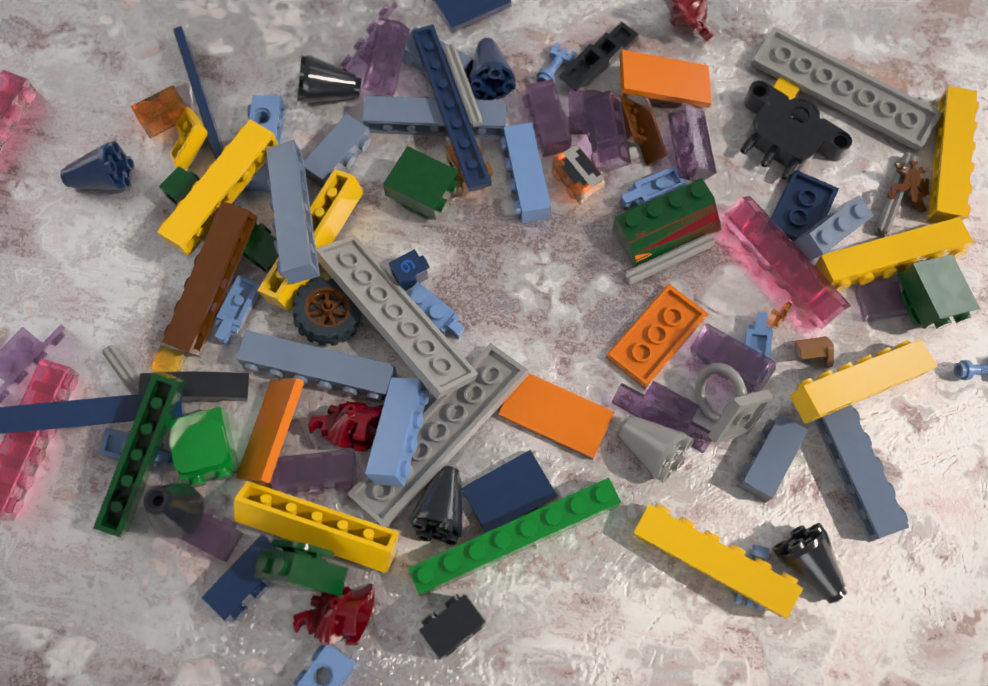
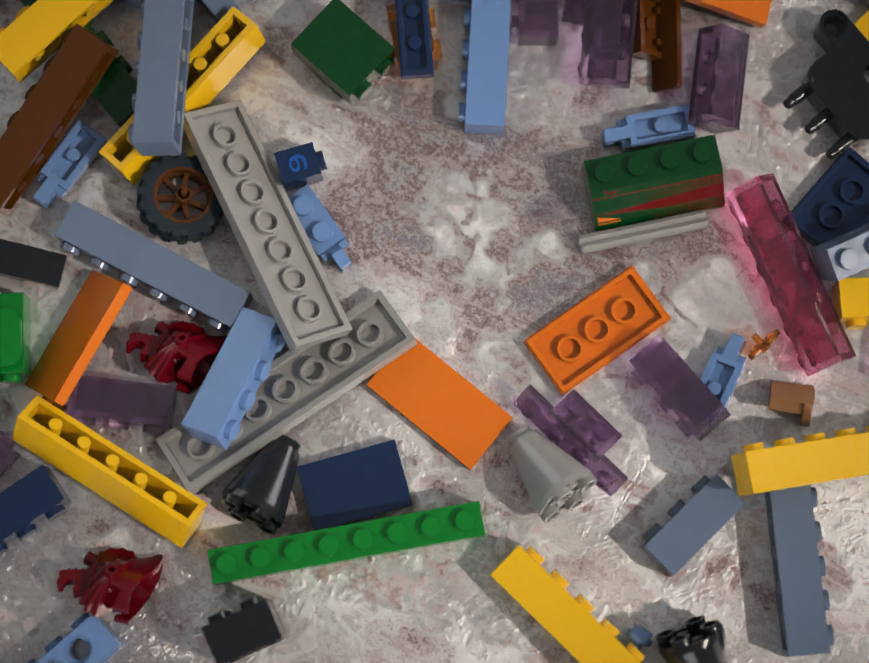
camera: 15 degrees right, 10 degrees up
(301, 567) = (80, 519): dark green brick -> none
(577, 174) = (554, 85): brick -> none
(740, 413) = (664, 462): light grey tile -> none

